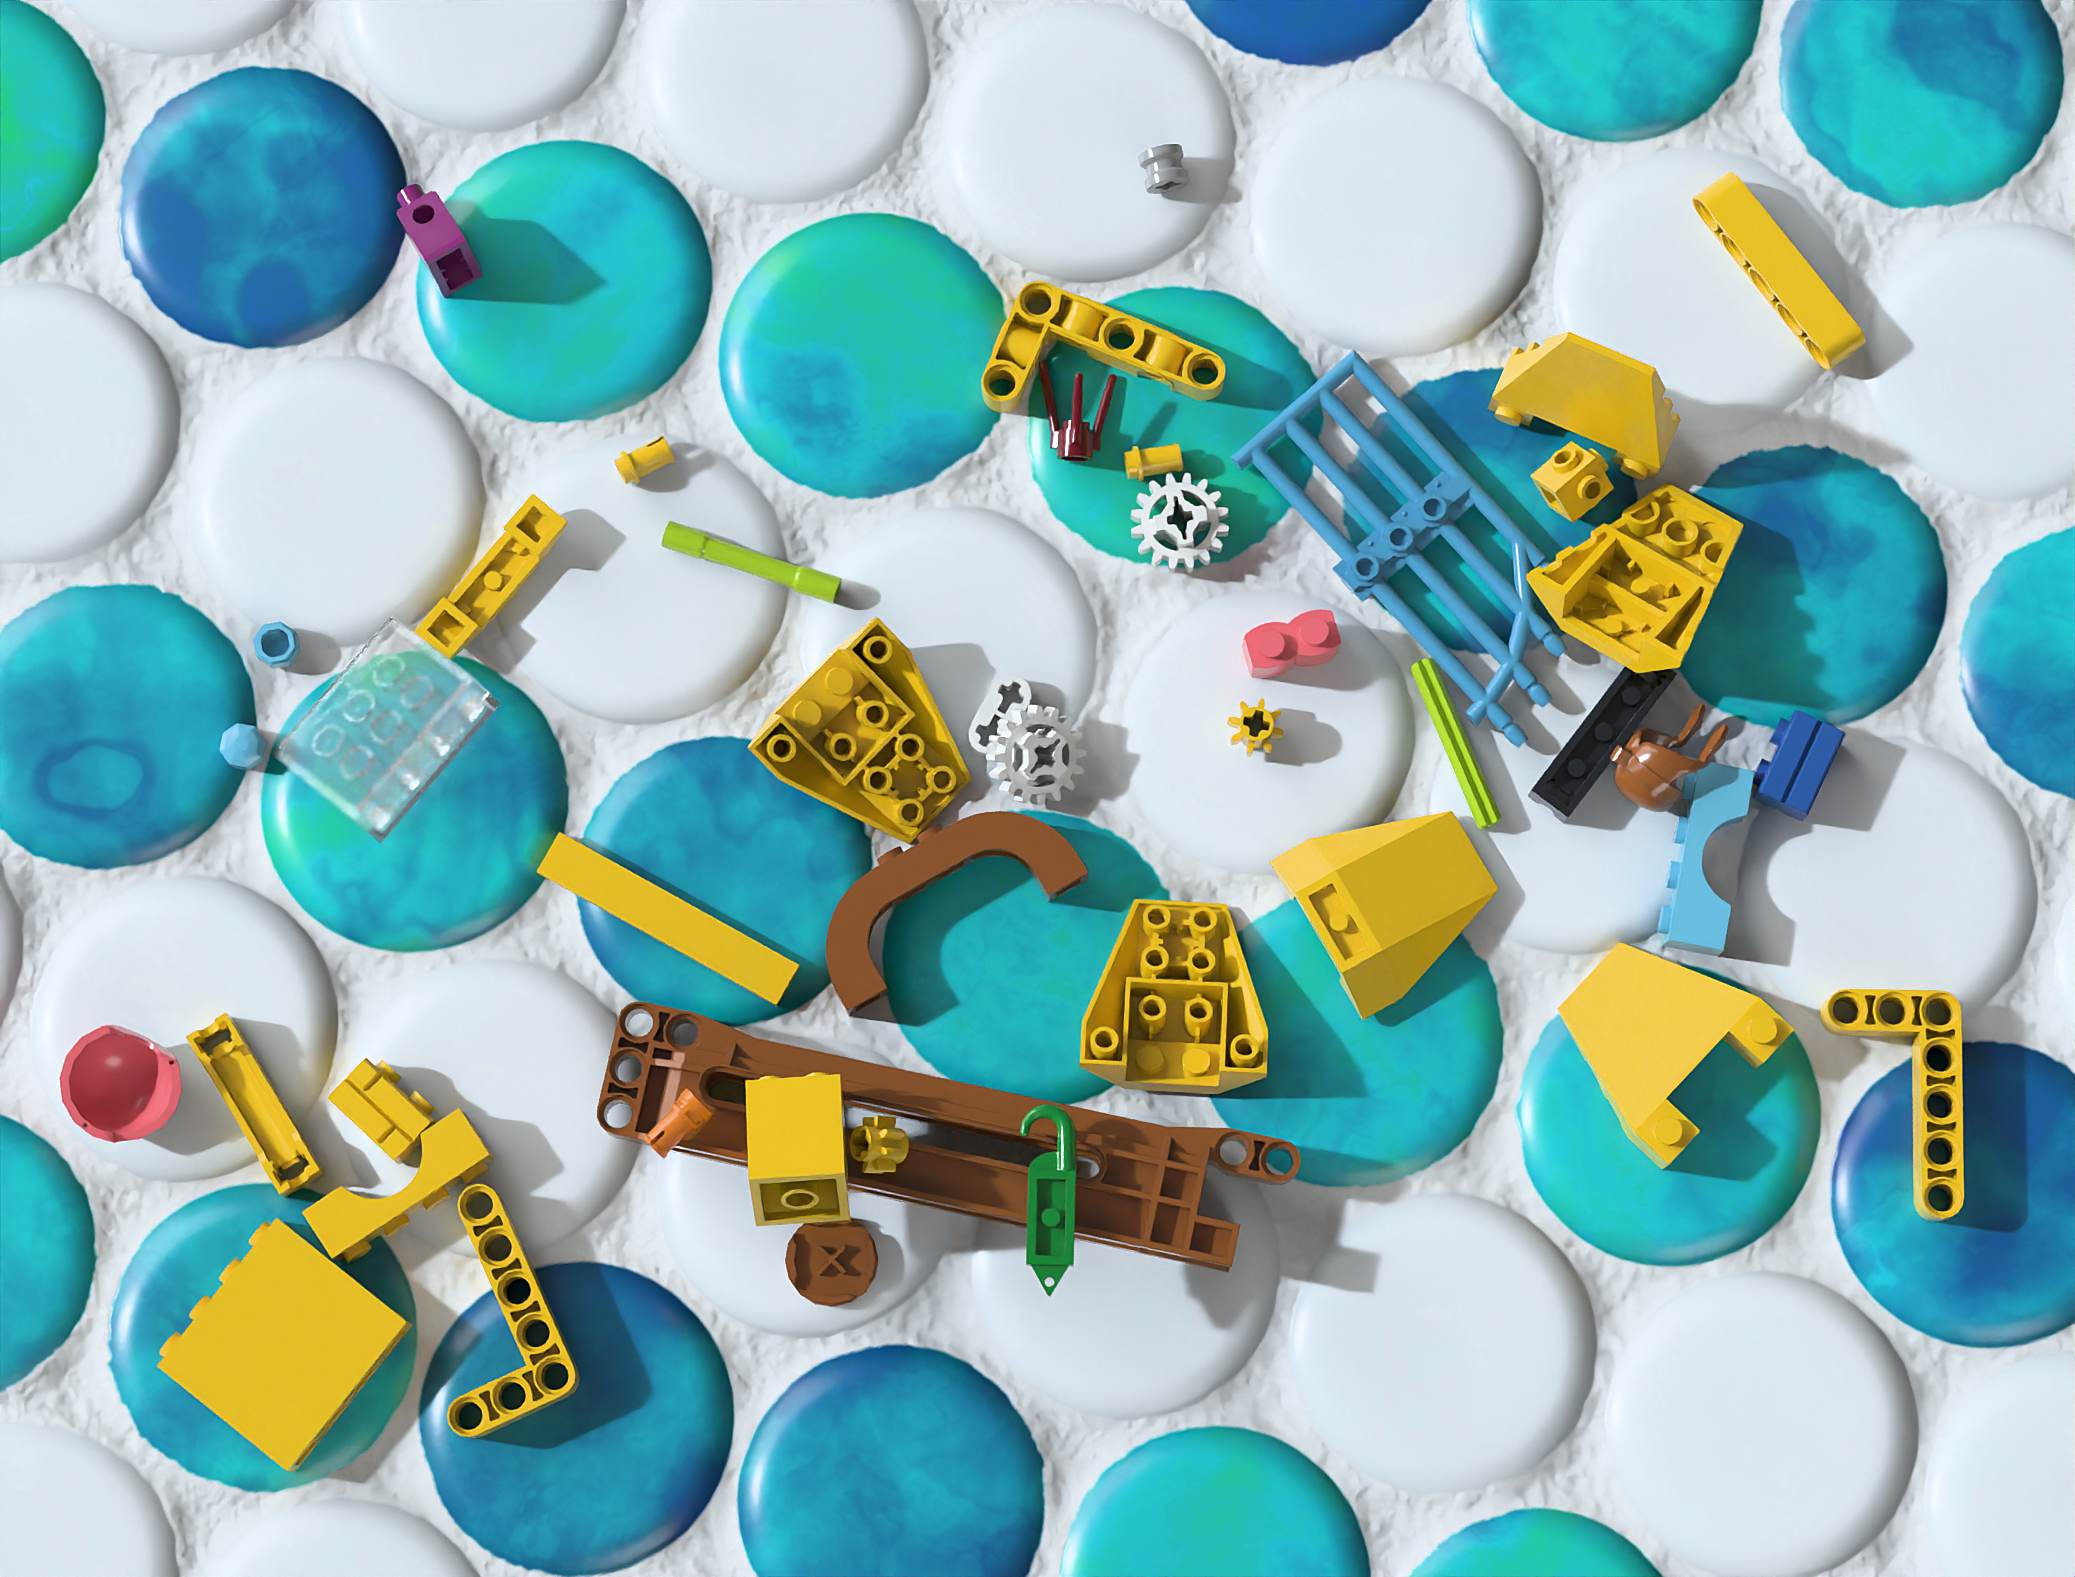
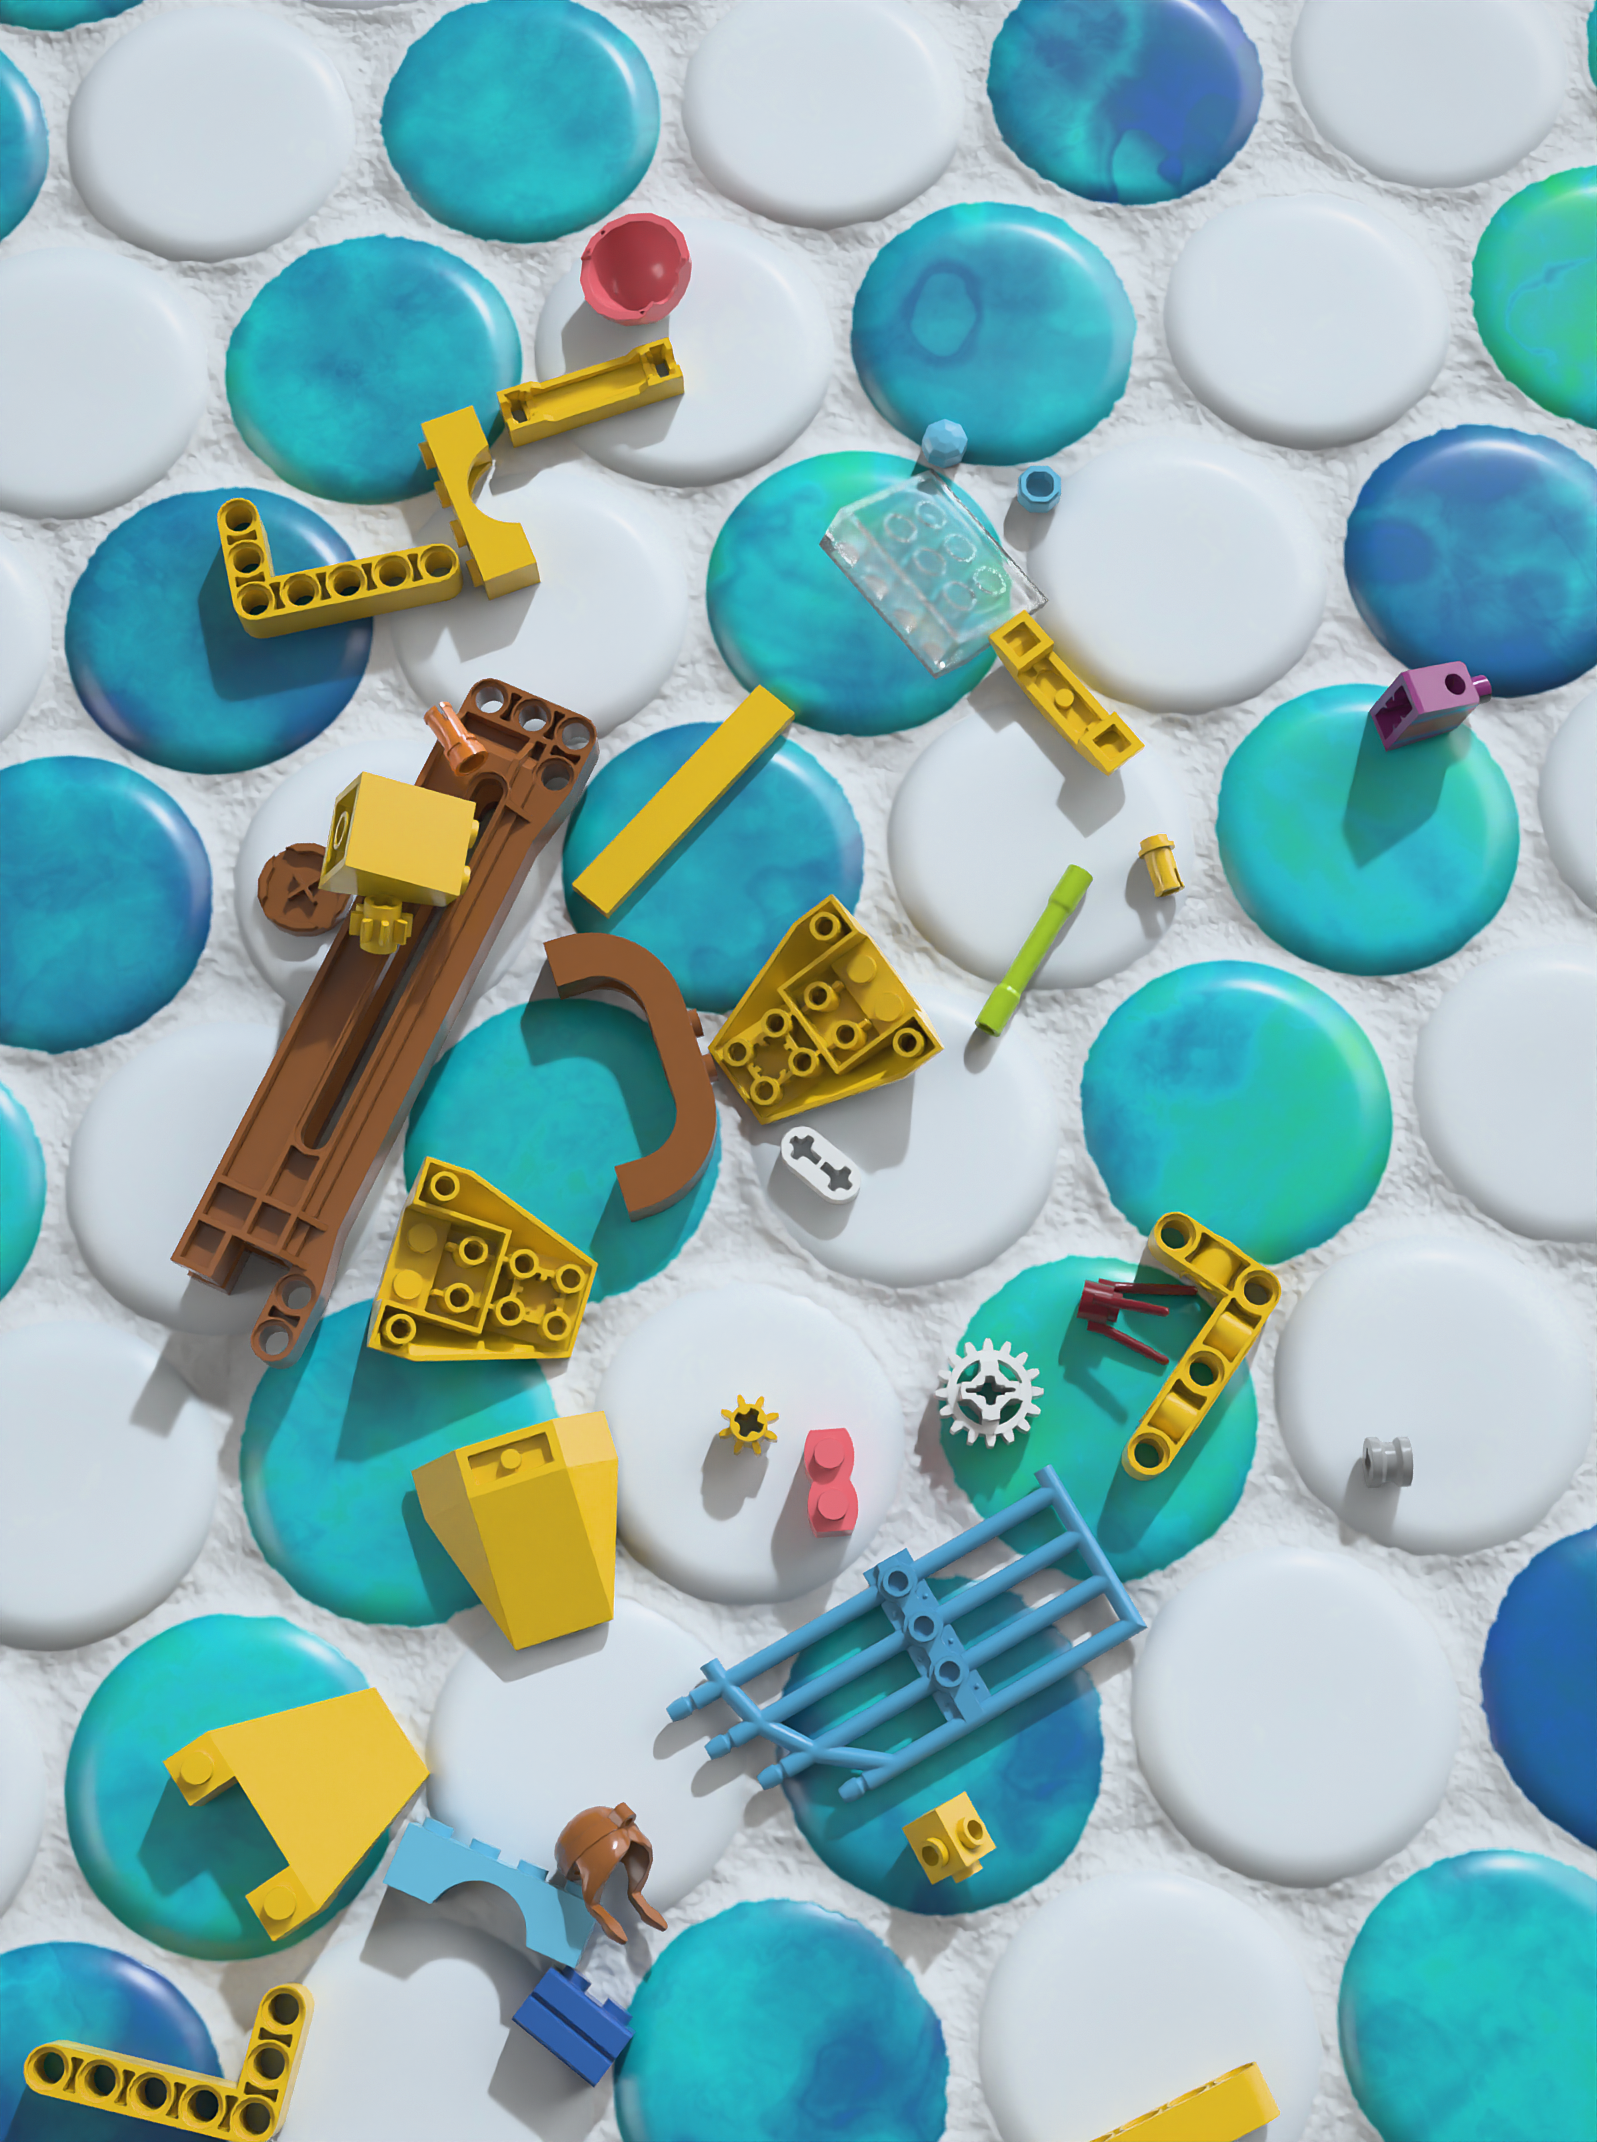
camera: 100 degrees right, 5 degrees down
(282, 1344) = (352, 372): yellow panel -> none
(383, 1109) = (557, 501): yellow brick -> none
(1051, 1199) = (280, 1085): green plate -> none
(1055, 752) = (781, 1202): white gear -> none
(1152, 461) = (1063, 1381): yellow pin -> none
(1456, 743) = (686, 1641): lime axle -> none
(1592, 395) = (1030, 1875): yellow wedge -> none
(1592, 744) = (659, 1806): black piece -> none
(1641, 580) = (821, 1893): yellow wedge -> none

